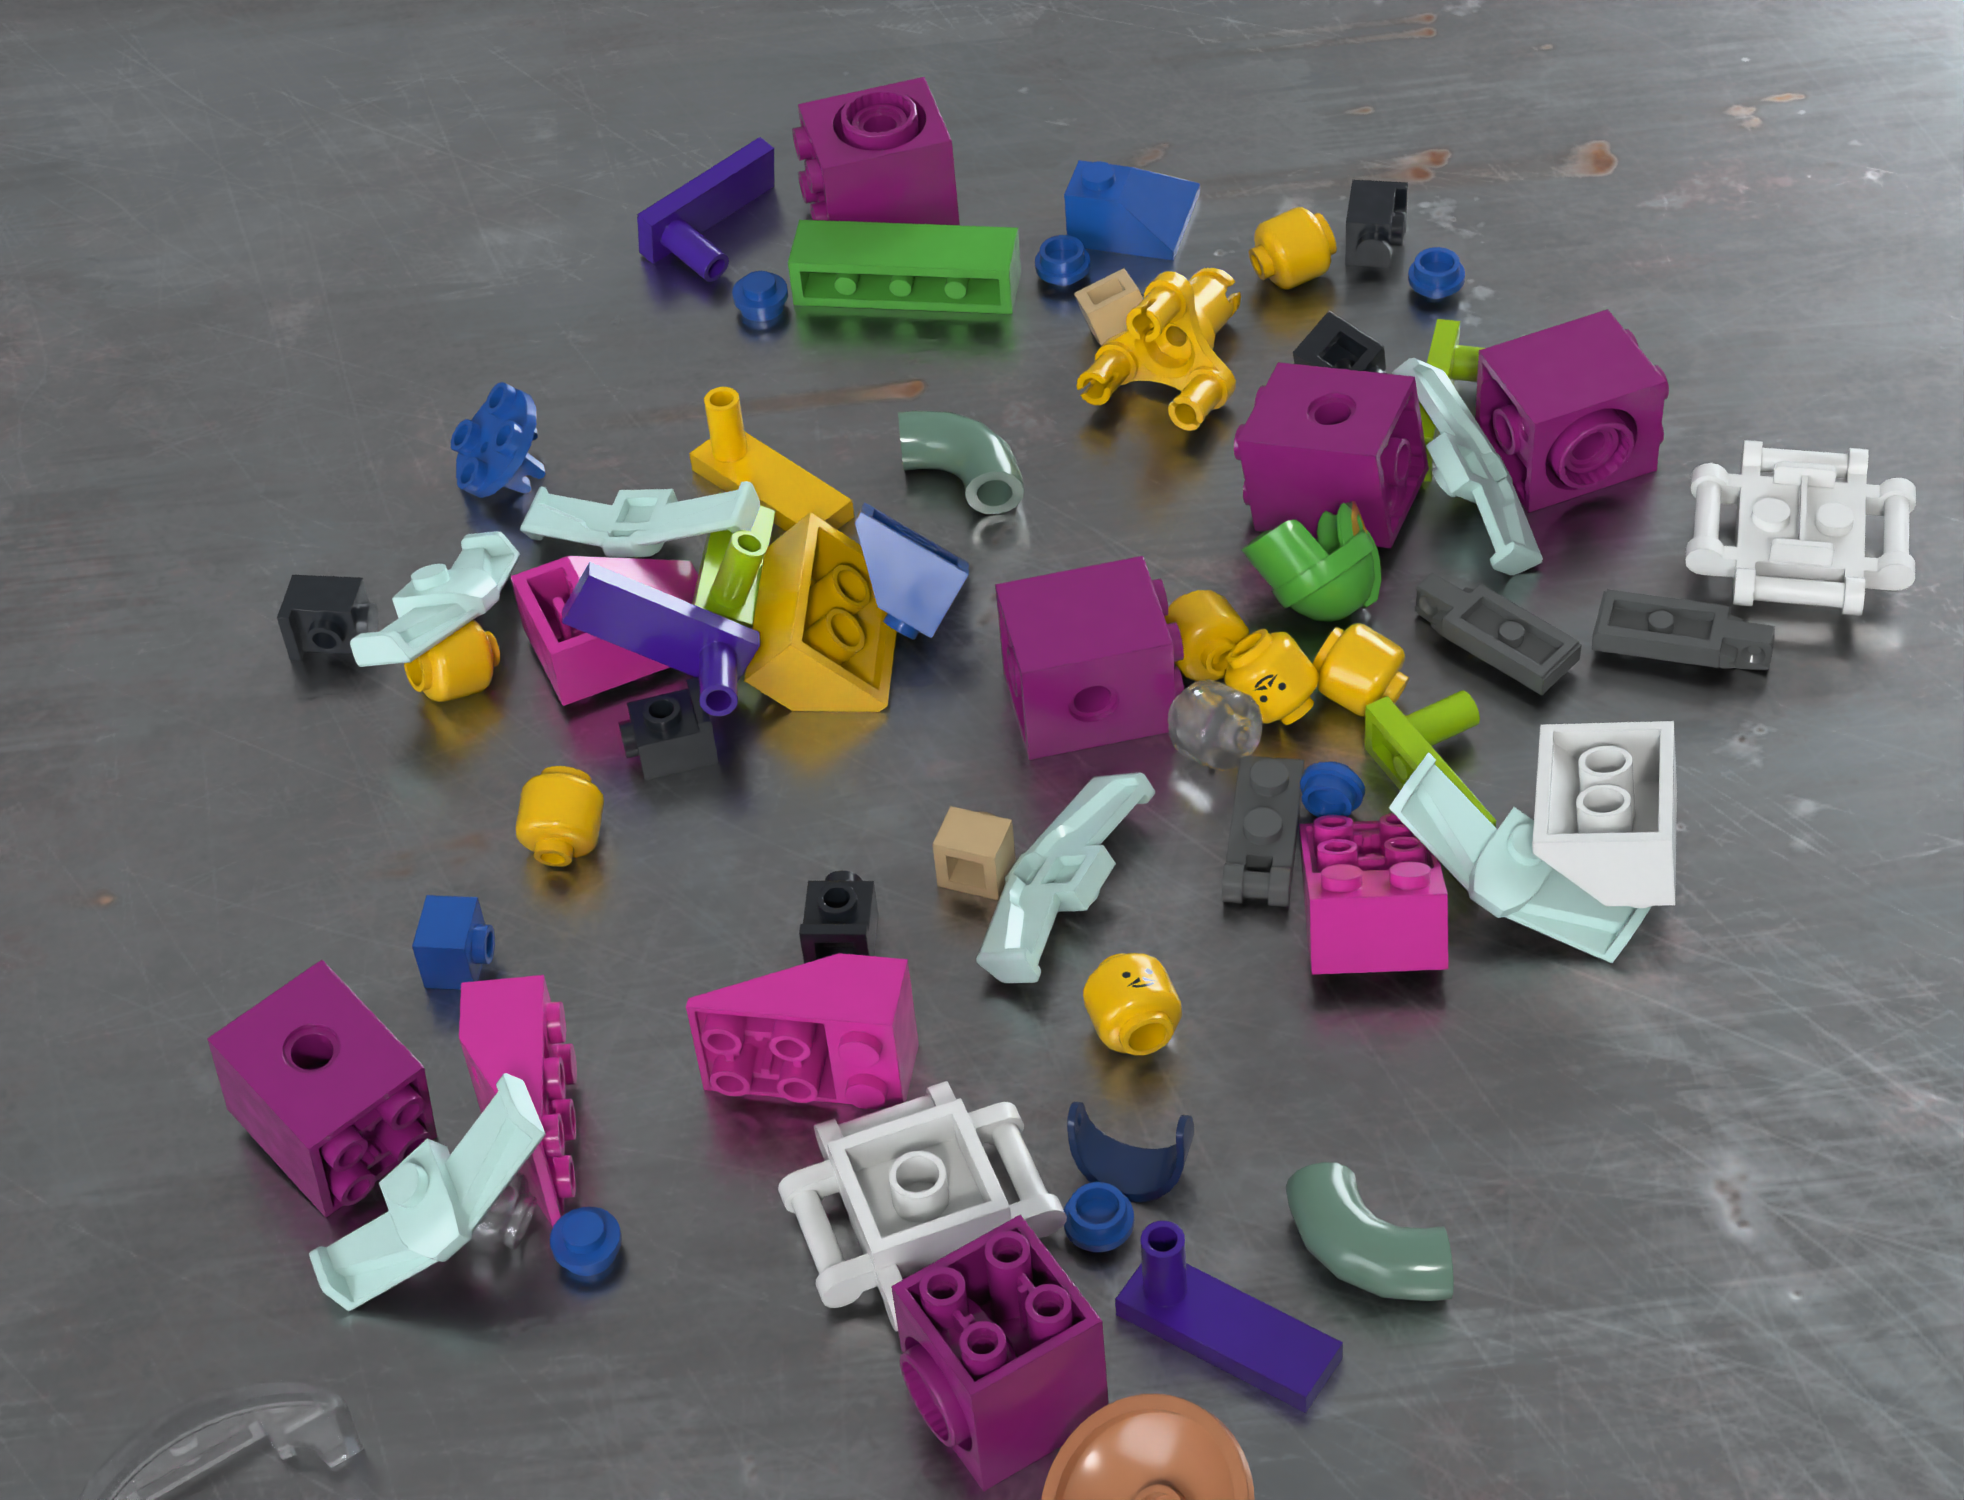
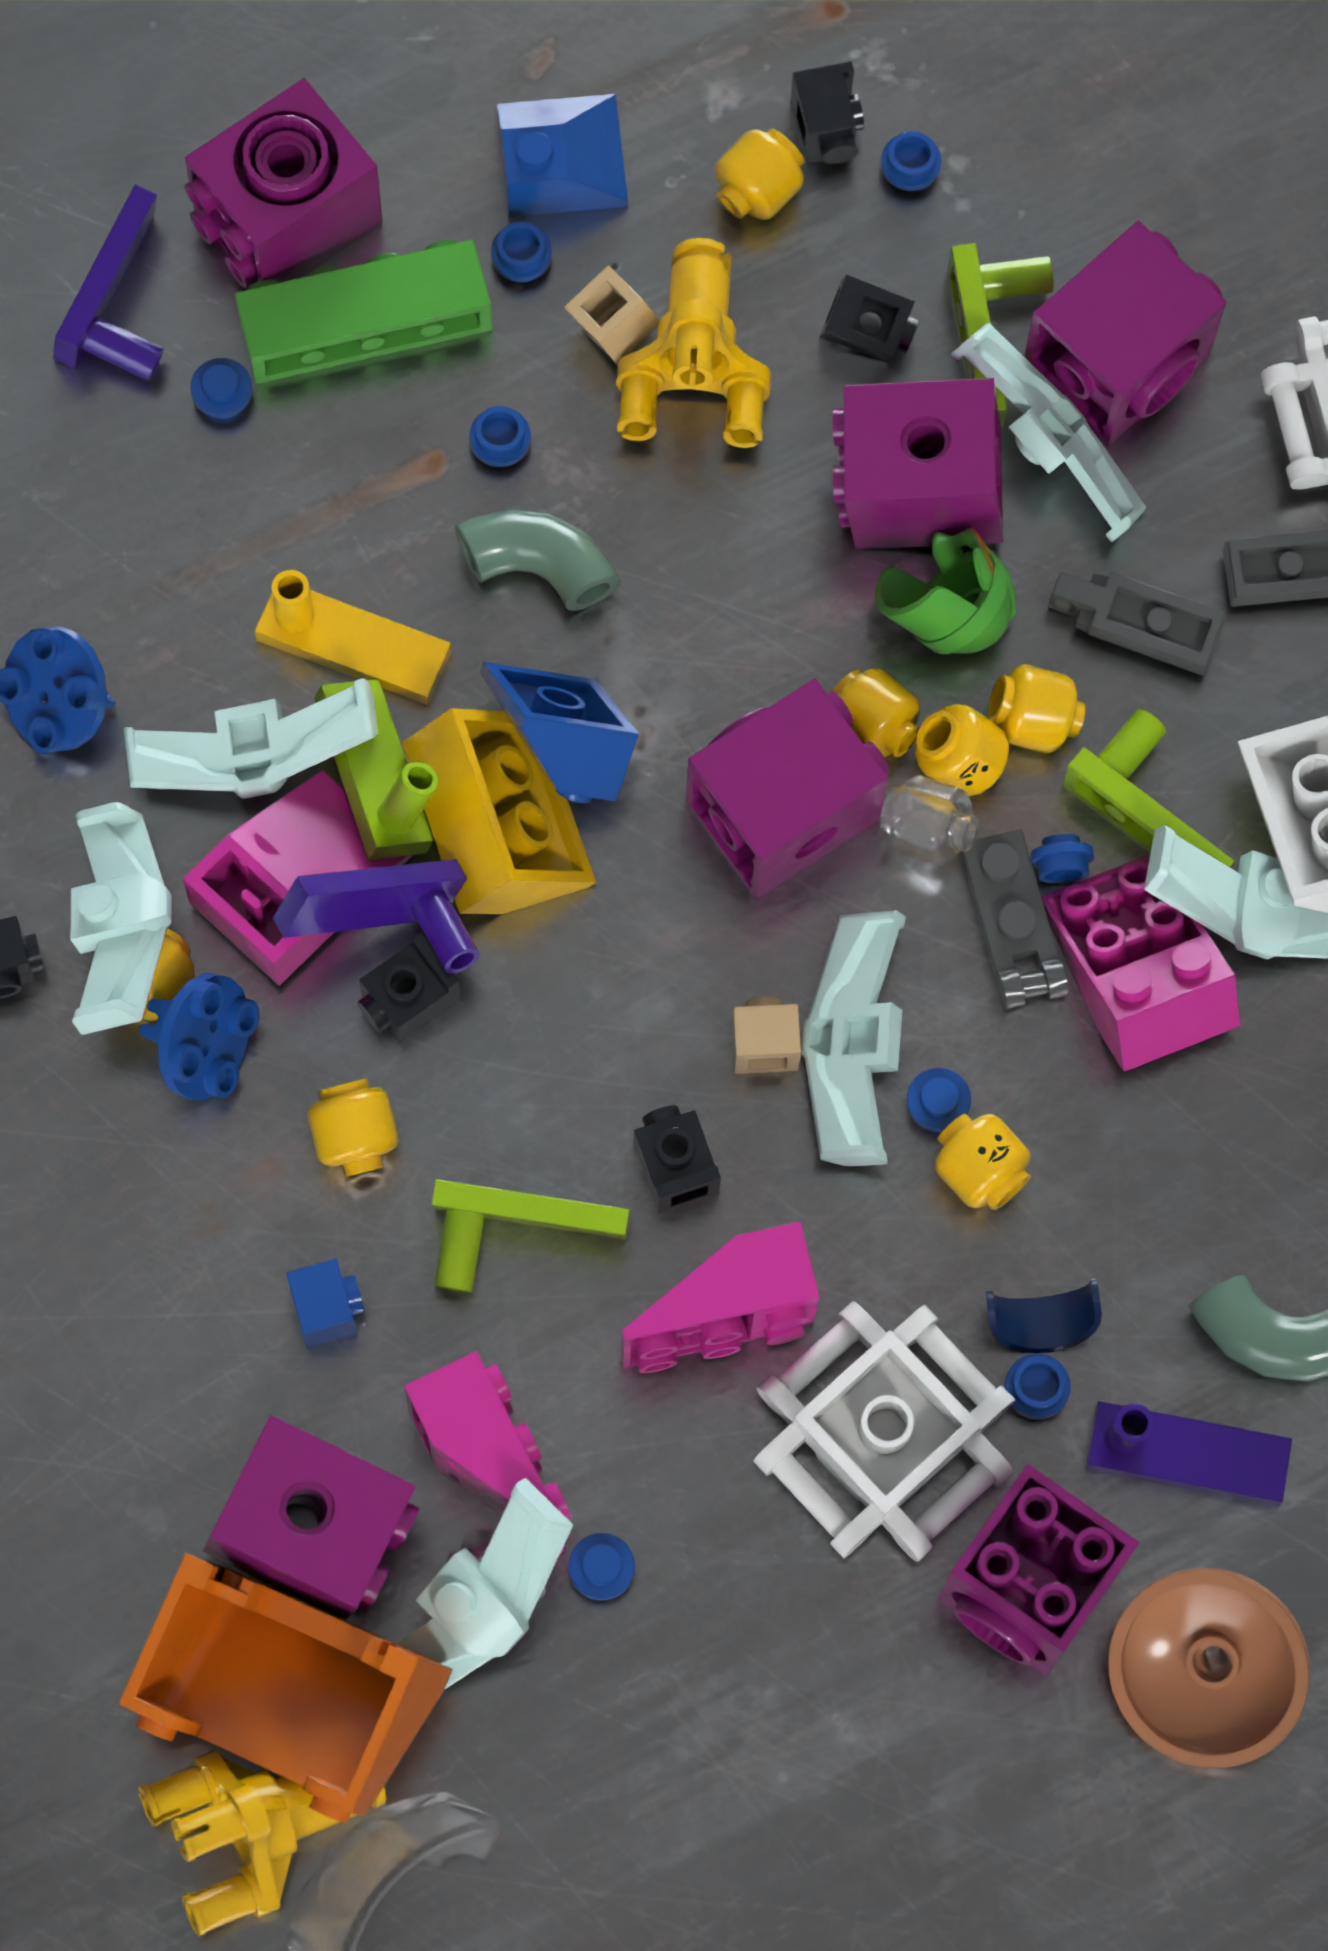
camera: 30 degrees left, 25 degrees up
(132, 1339) = (251, 1811): none -> yellow wheel
(213, 1210) = (282, 1685): none -> orange windscreen
(485, 724) = (202, 1036): none -> blue plate
(637, 904) = (469, 1205): none -> lime piece
(975, 374) = (500, 436): none -> blue plate
(1115, 939) = (938, 1098): none -> blue plate

